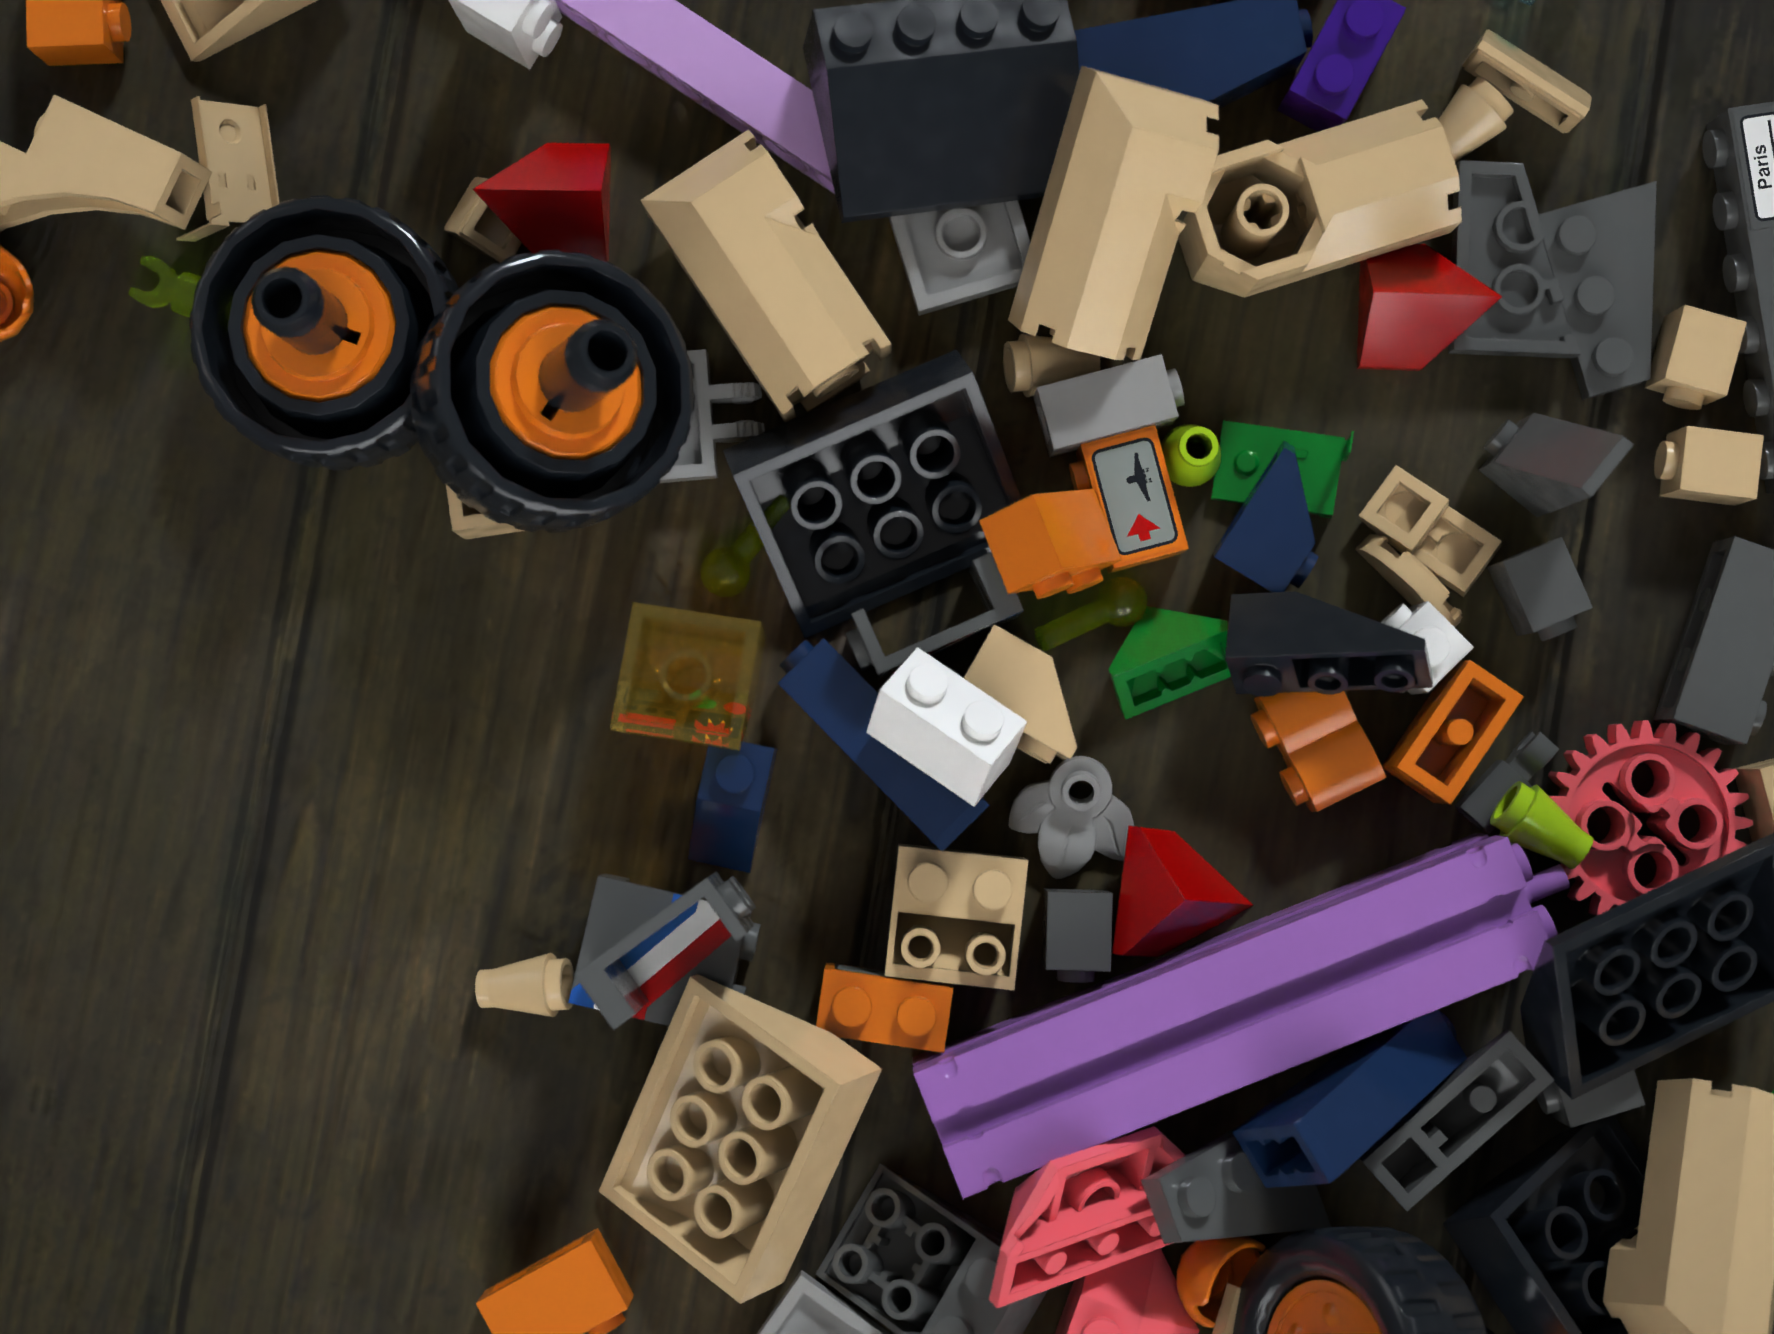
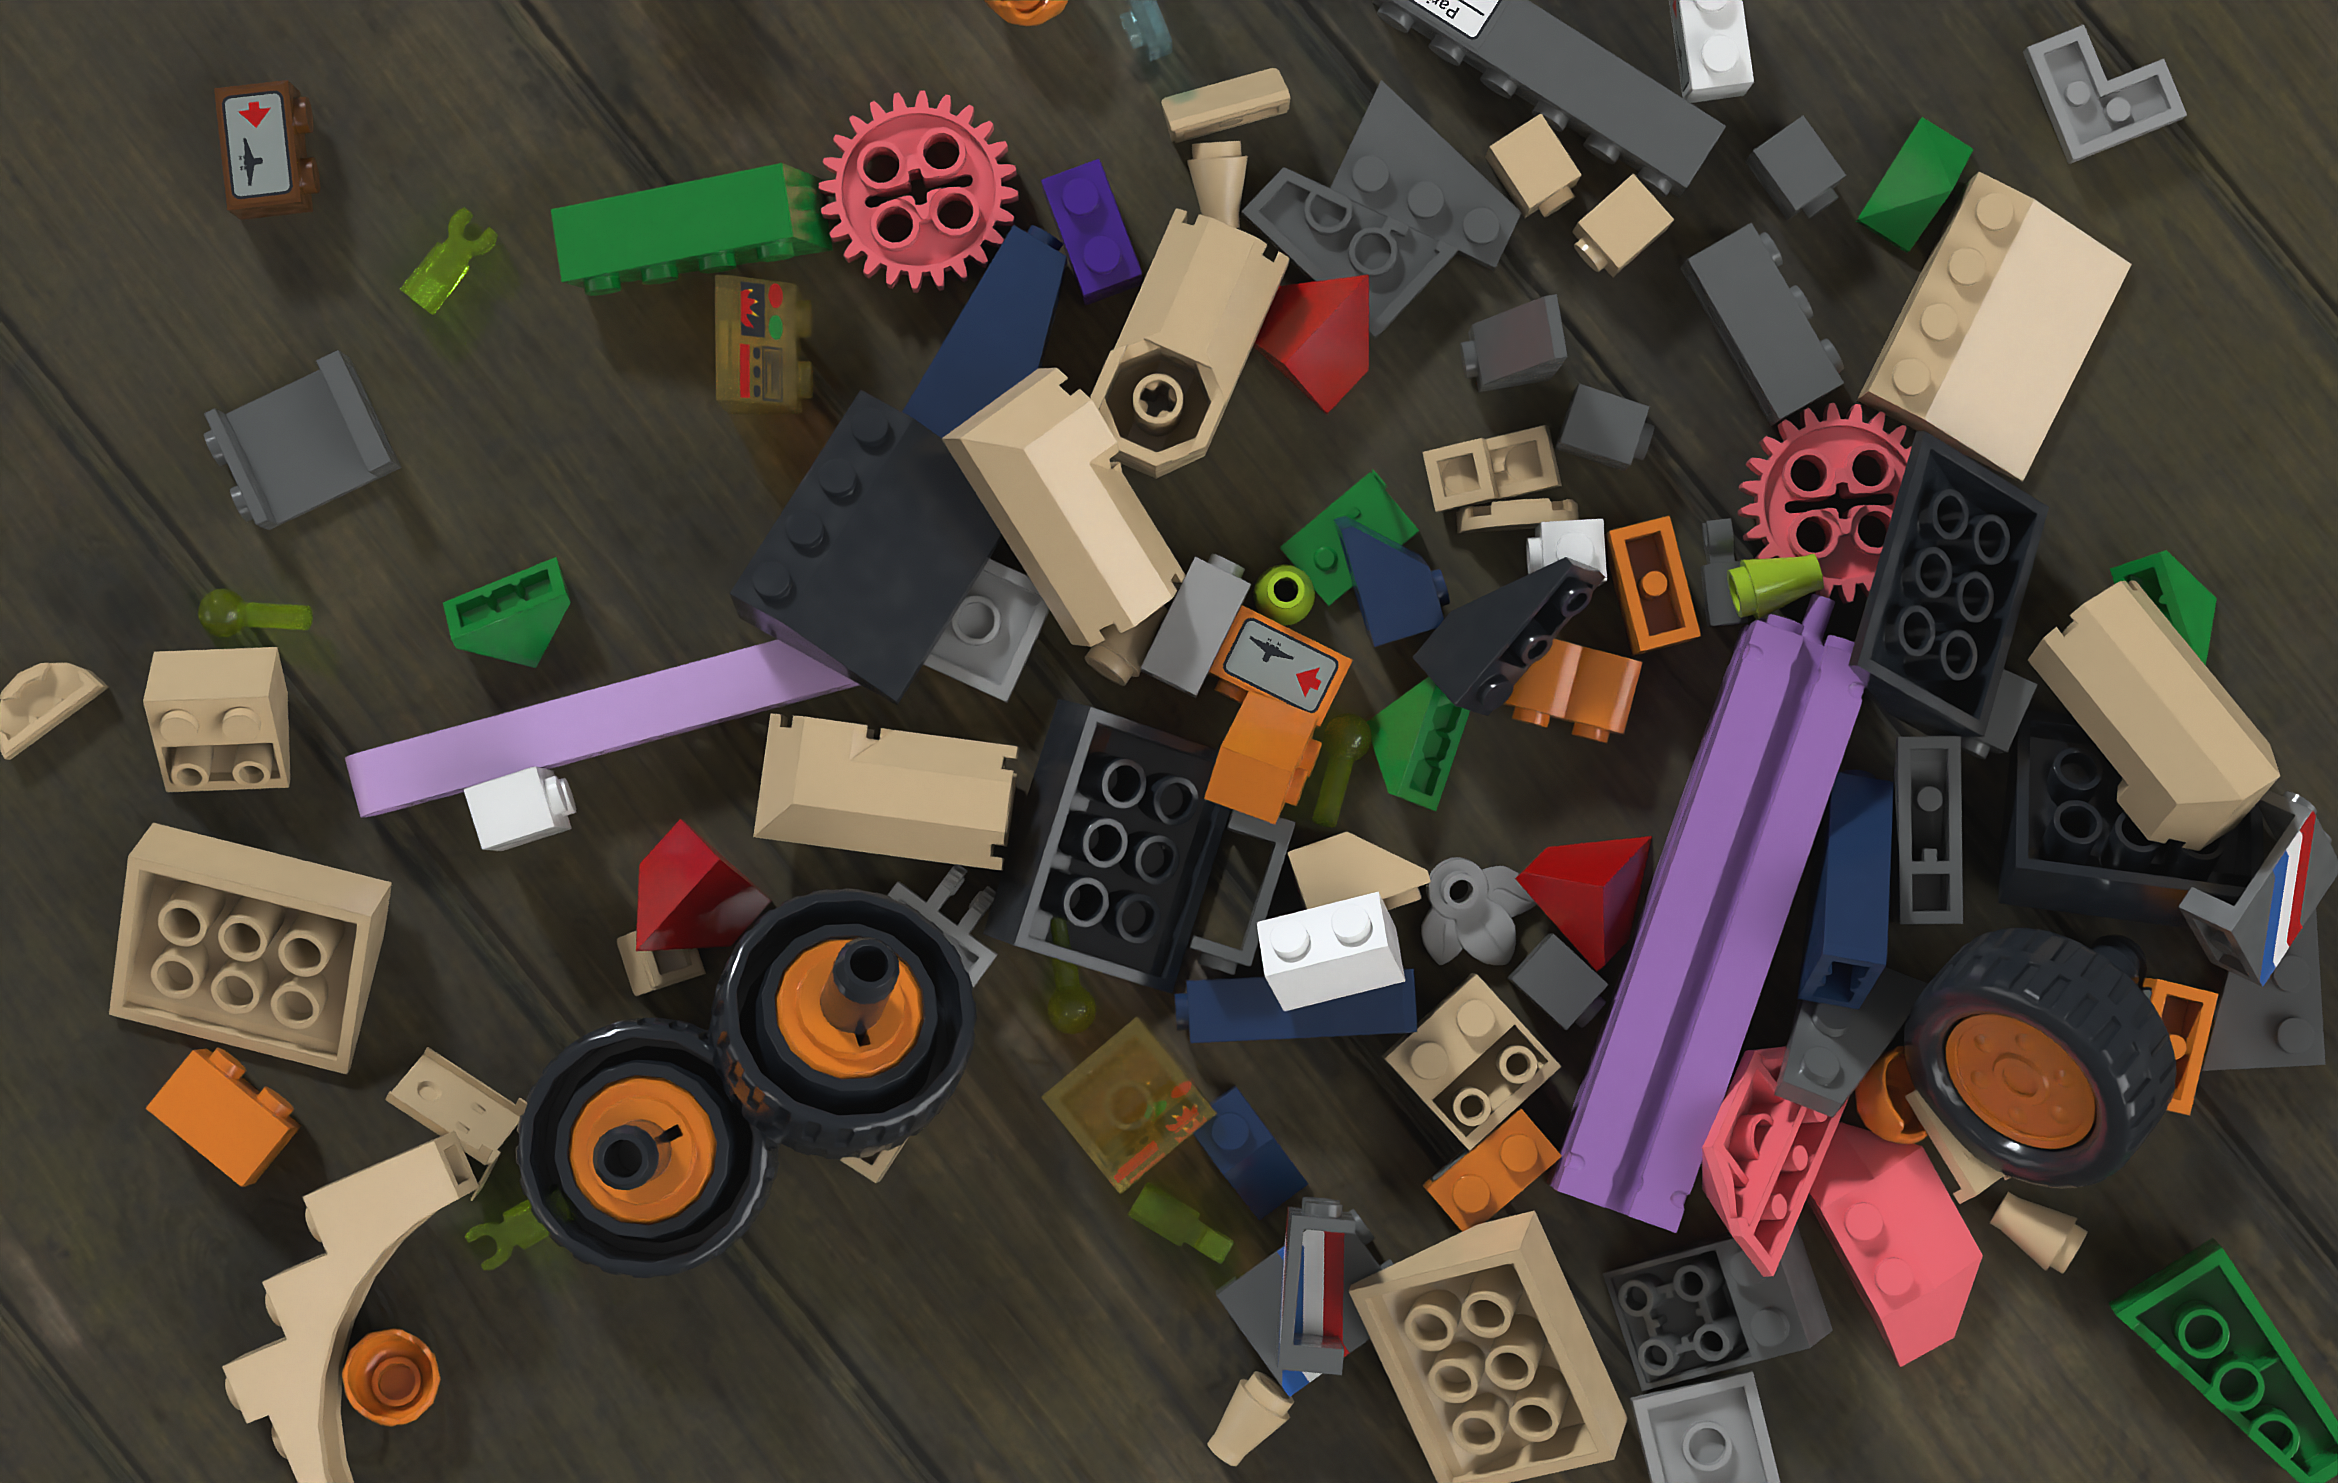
camera: 50 degrees left, 0 degrees up
(631, 797) = (1178, 1222): none -> clear neon green bar

